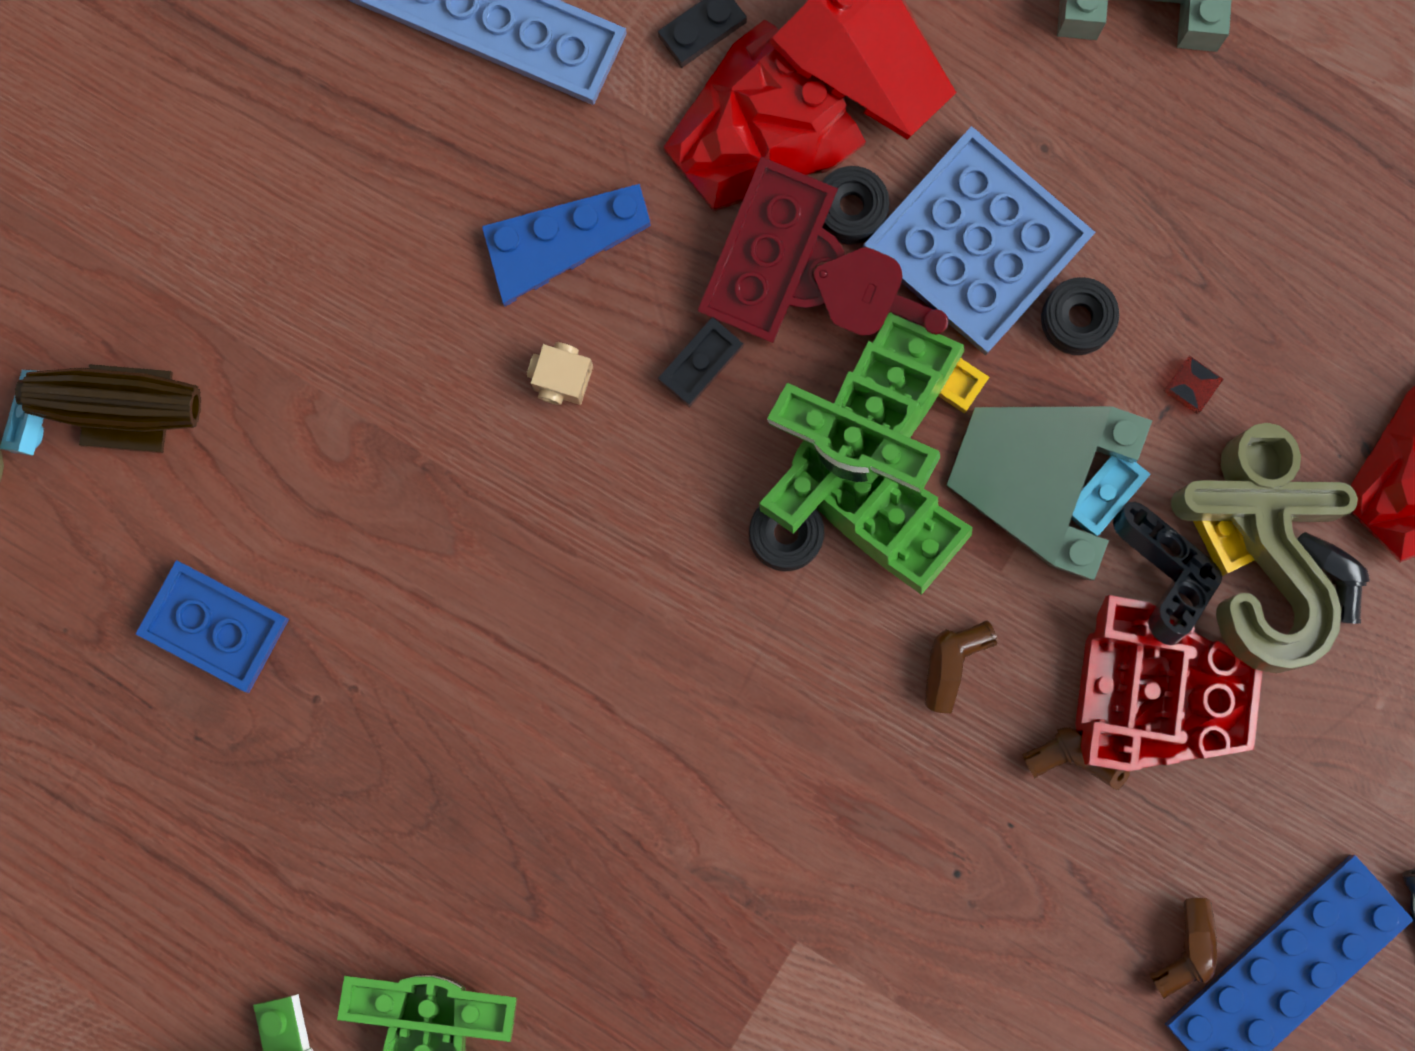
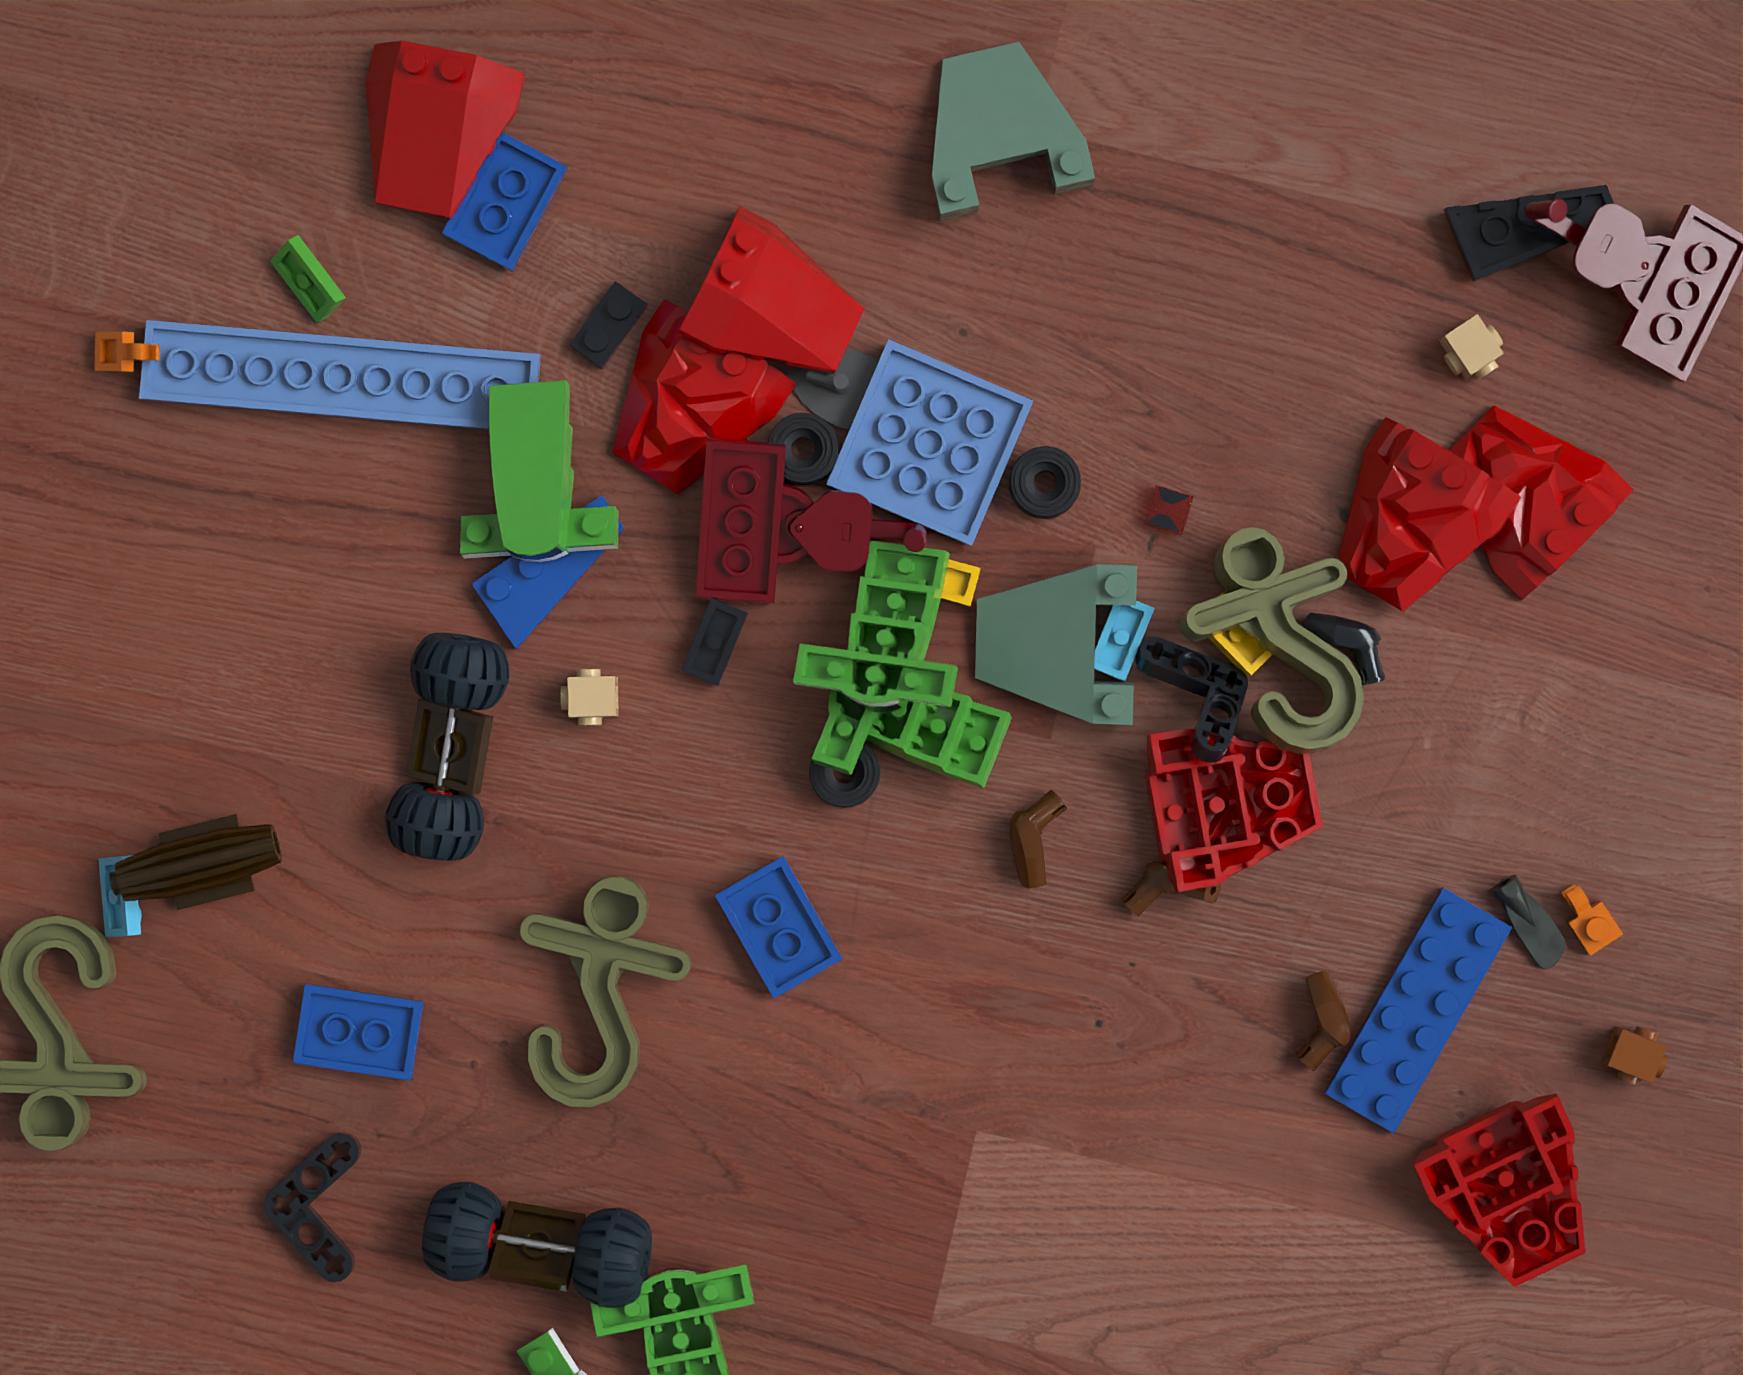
camera: 20 degrees left, 5 degrees up
(92, 788) = (303, 1212): none -> black beam
(311, 904) = (536, 1245): none -> black plate
(401, 373) = (447, 746): none -> black plate
(479, 630) = (599, 955): none -> olive piece
(577, 145) = (534, 481): none -> bright green slope
(667, 664) = (778, 927): none -> blue plate
(901, 161) = (835, 395): none -> dark grey shield

